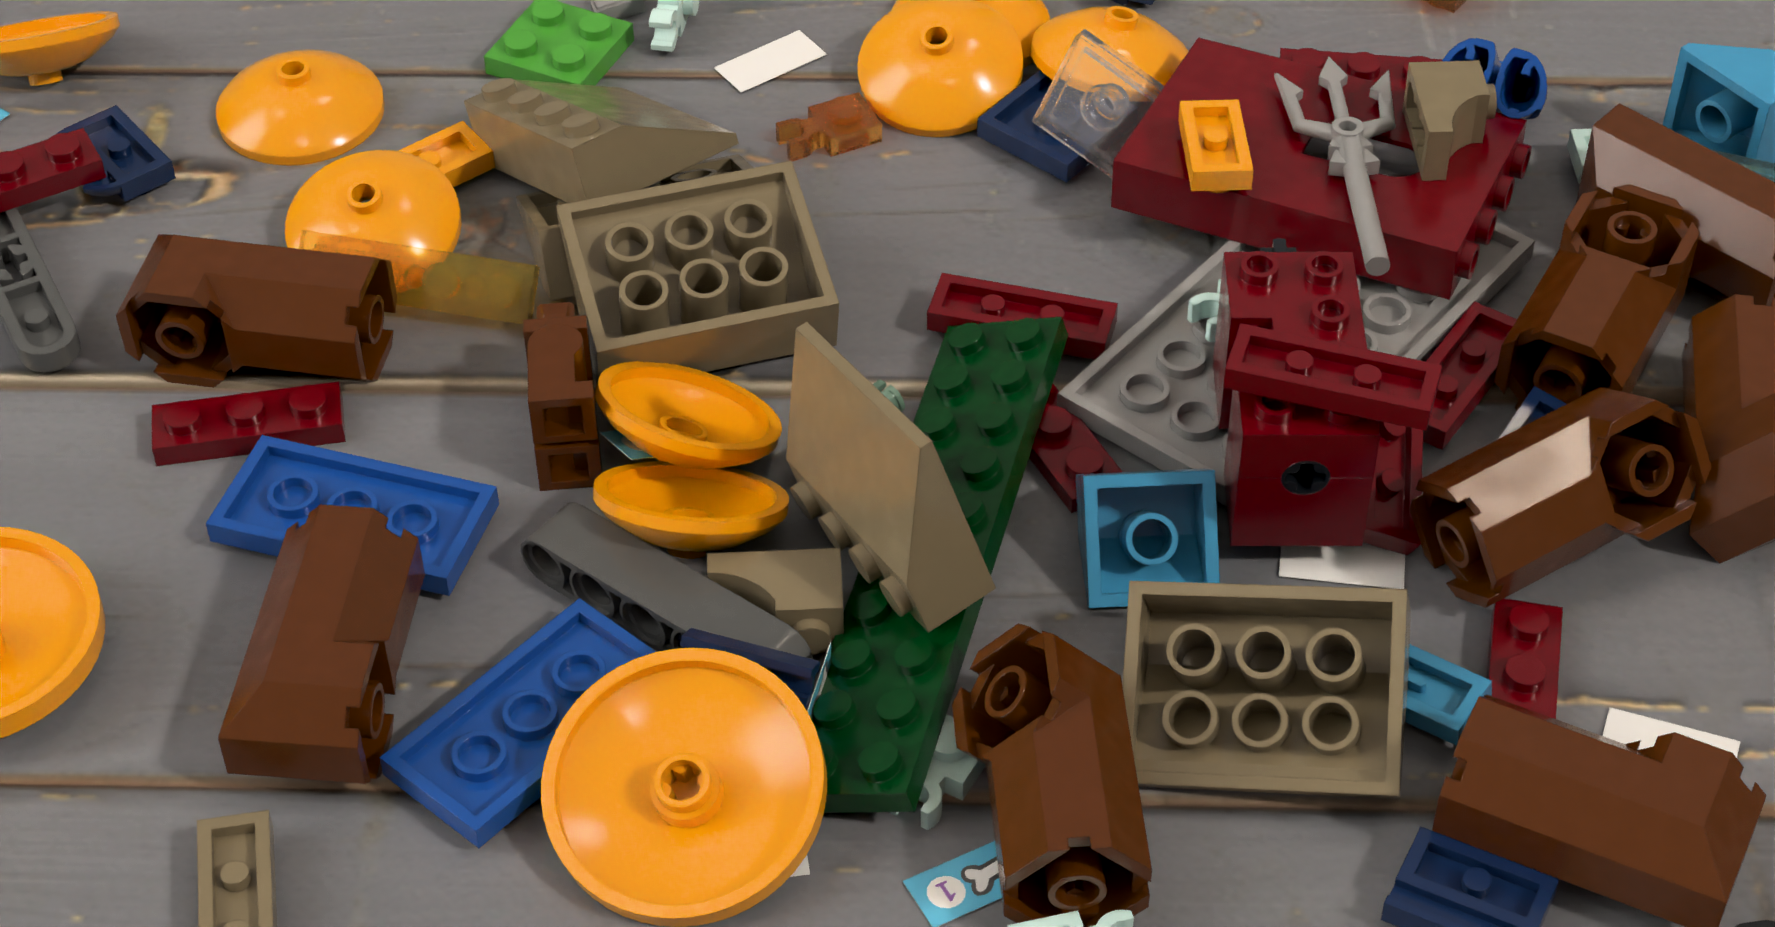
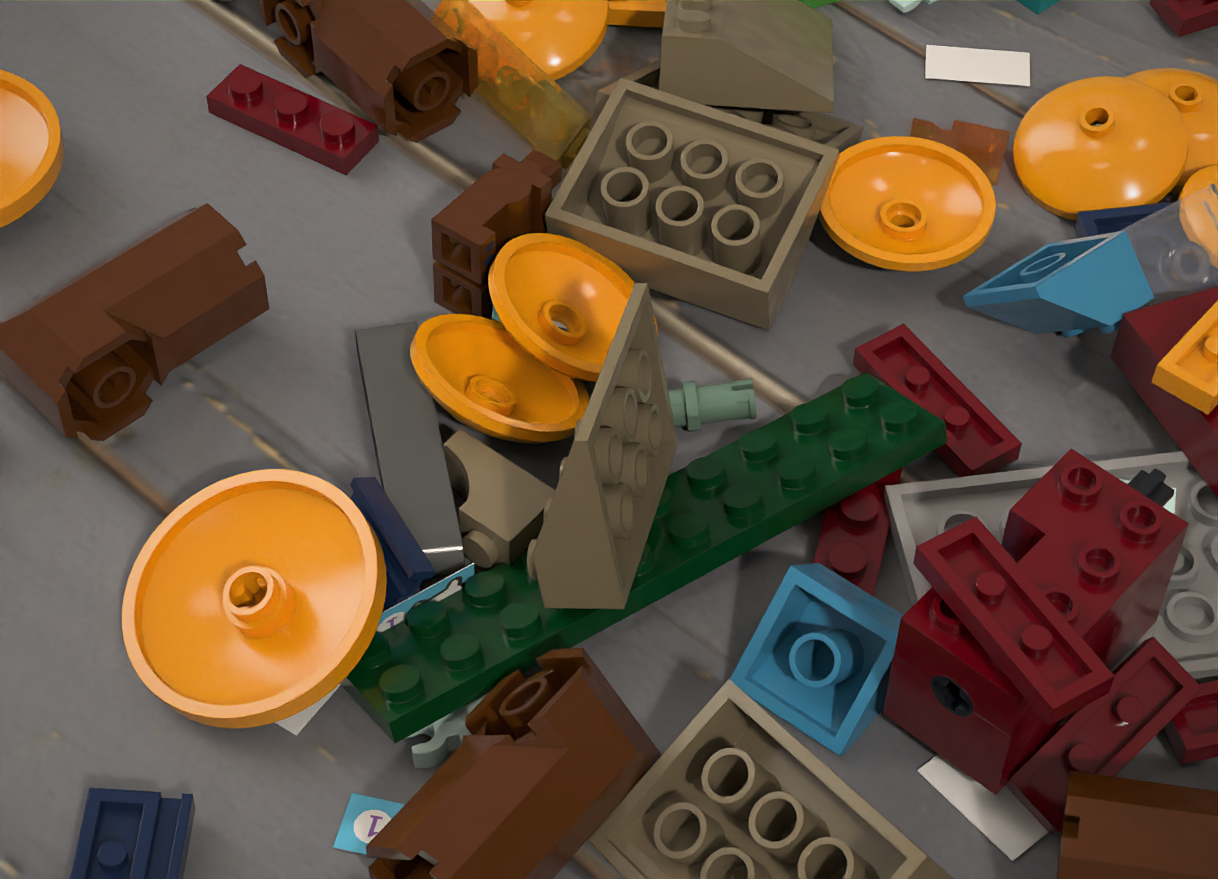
camera: 40 degrees right, 5 degrees up
(290, 479) = (290, 228): blue plate -> none
(487, 747) = (159, 463): blue plate -> none
(863, 181) = (907, 204): none -> light orange dish
(1043, 168) = (1067, 287): none -> dark azure slope

